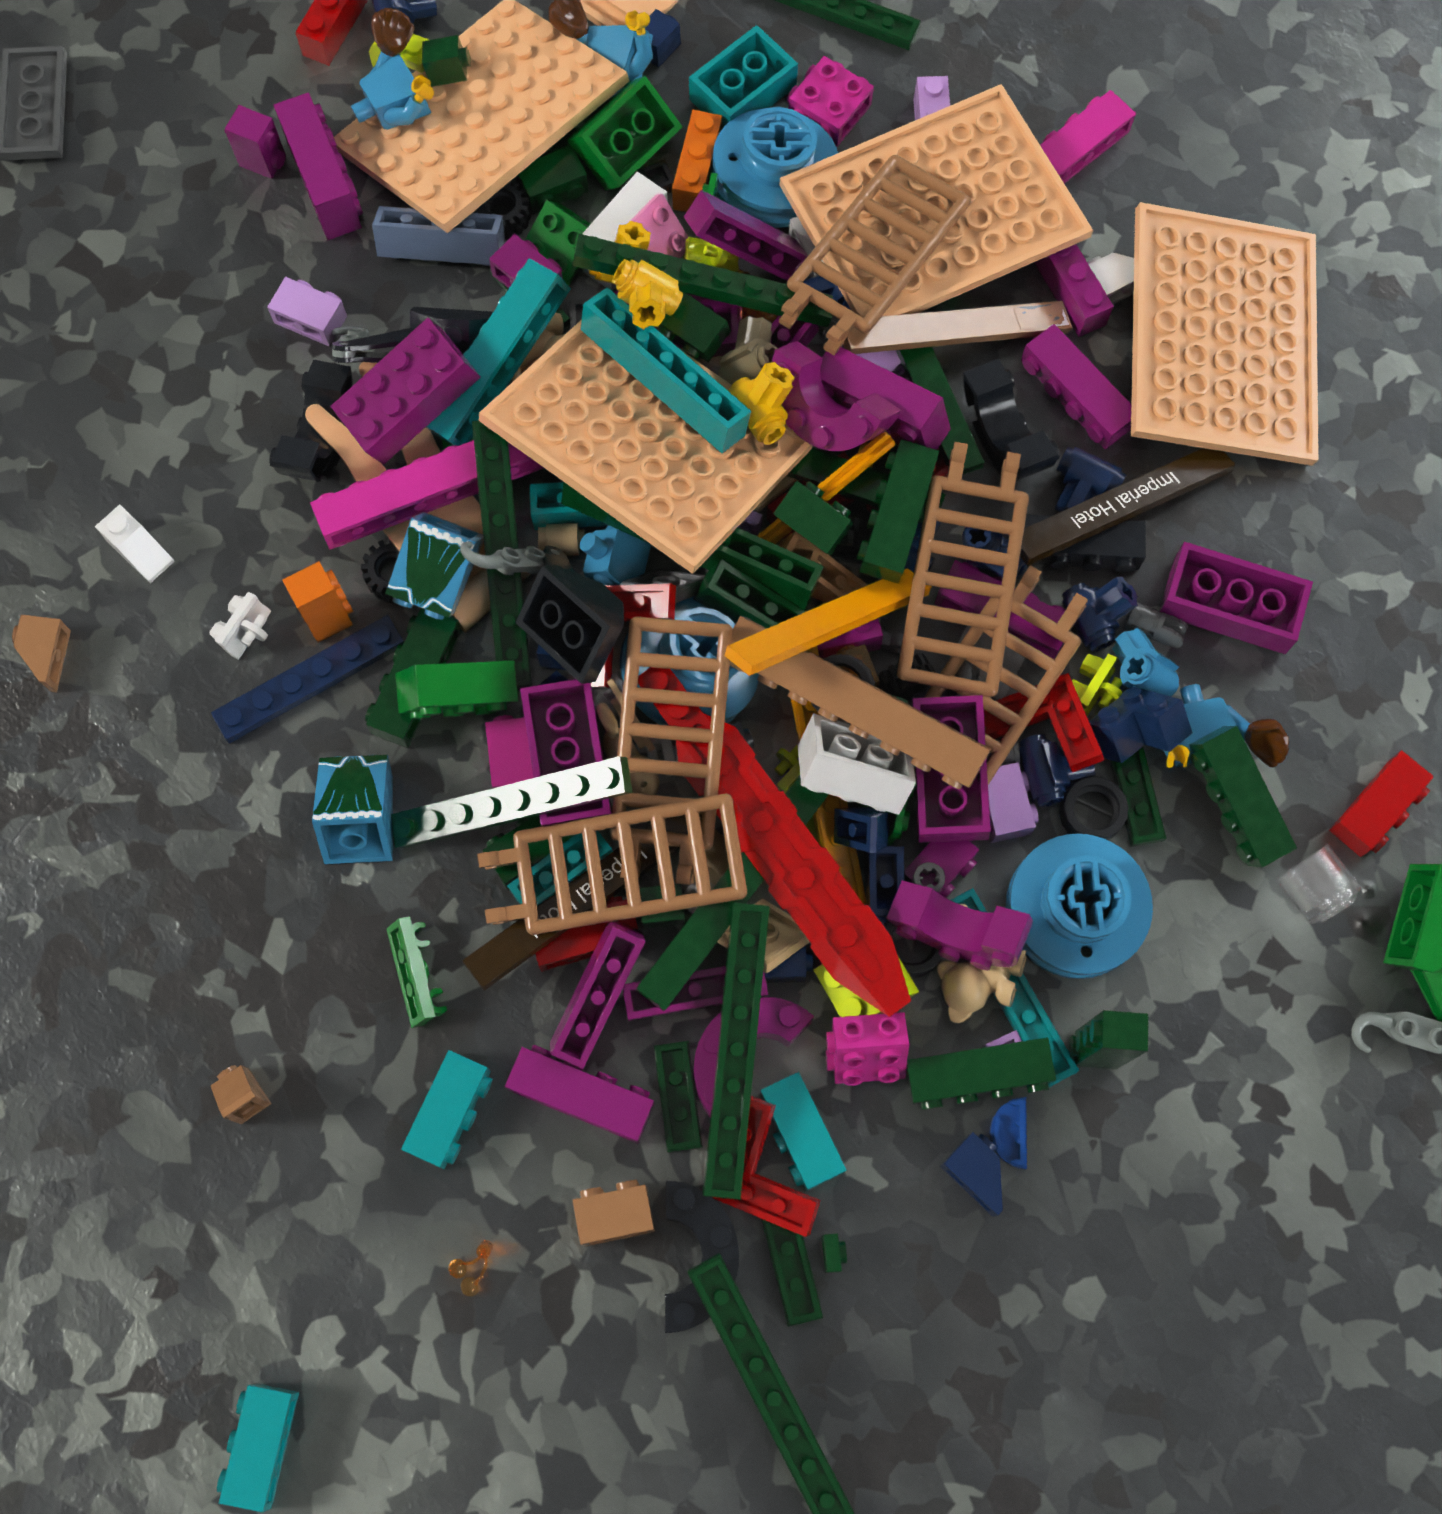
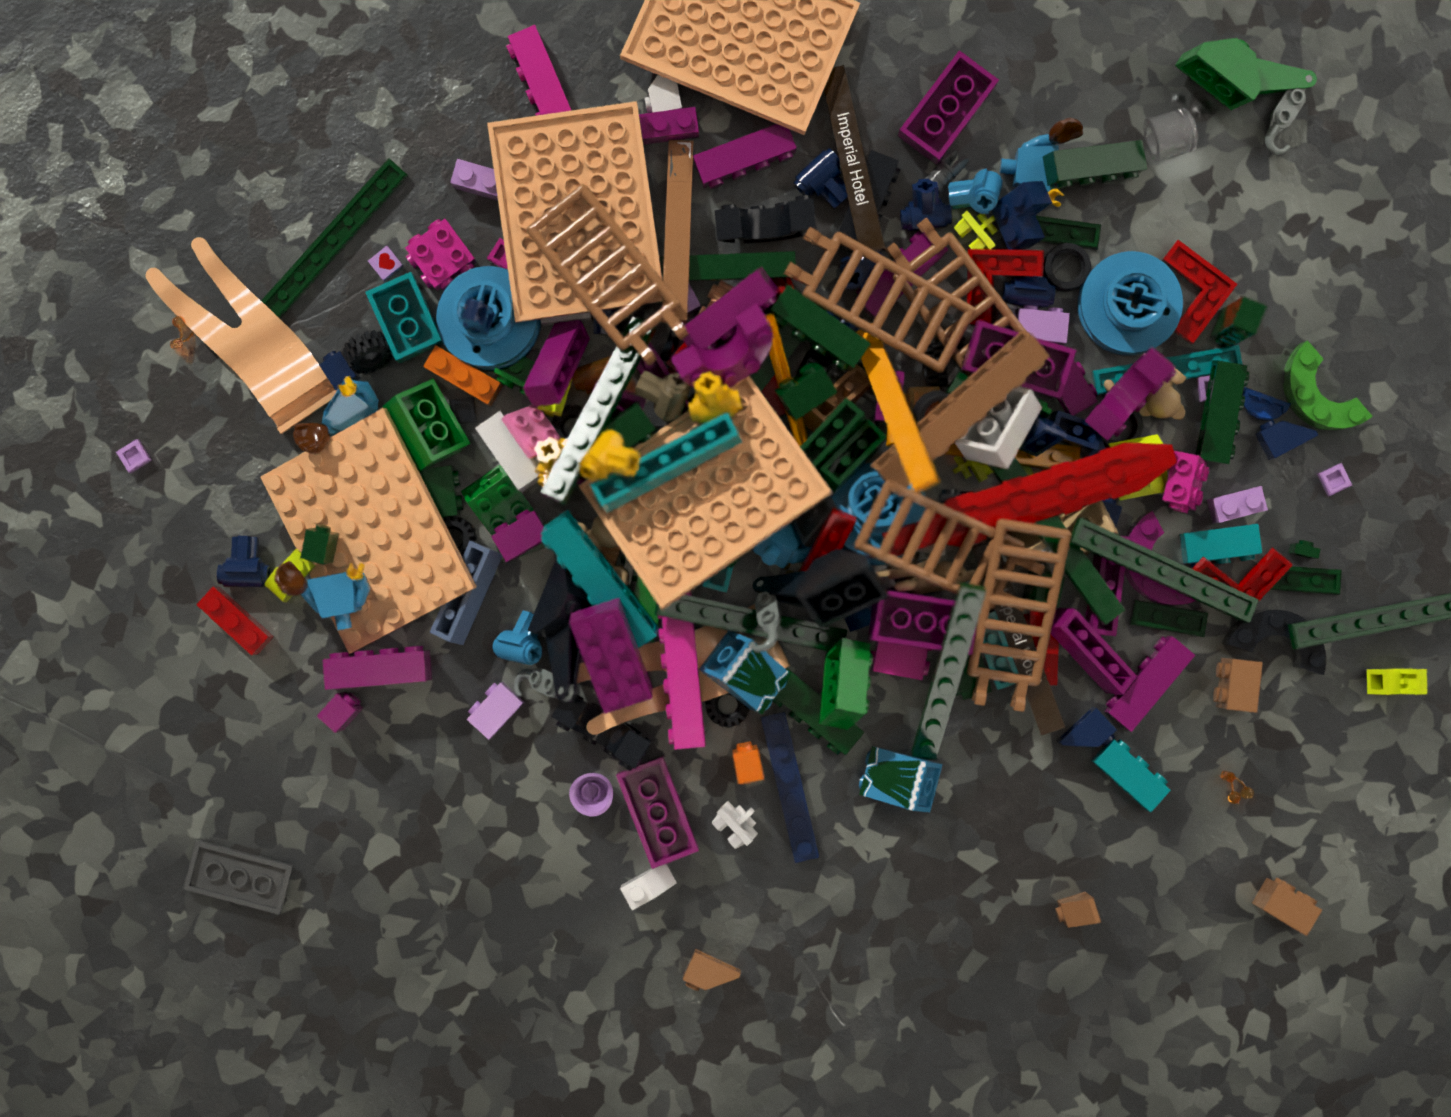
camera: 75 degrees left, 15 degrees up
(231, 524) = (657, 812): none -> magenta brick
(232, 441) = (591, 794): none -> lavender helmet
(257, 1447) = (1305, 955): teal brick -> none
(319, 1390) = (1282, 903): none -> medium nougat brick
(392, 307) = (519, 644): none -> dark azure piece
(413, 971) = (1029, 771): green plate -> none
(490, 1034) = (1089, 731): none -> dark blue slope
(562, 536) = (743, 575): tan brick -> none
(676, 54) = (367, 352): none -> black tyre
(690, 1448) = (1397, 681): none -> neon yellow brick
(769, 118) = (477, 316): none -> dark blue leg
(802, 51) = (385, 263): none -> lavender tile
(862, 1135) = (1237, 505): none -> lavender brick
(927, 868) = (1092, 403): dark grey bush -> none
(945, 1267) = (1334, 479): none -> lavender tile
(1034, 1197) = (1306, 398): none -> bright green brick
(1151, 993) = (1213, 284): none -> red plate
(1382, 804) = (1127, 66): red brick -> none

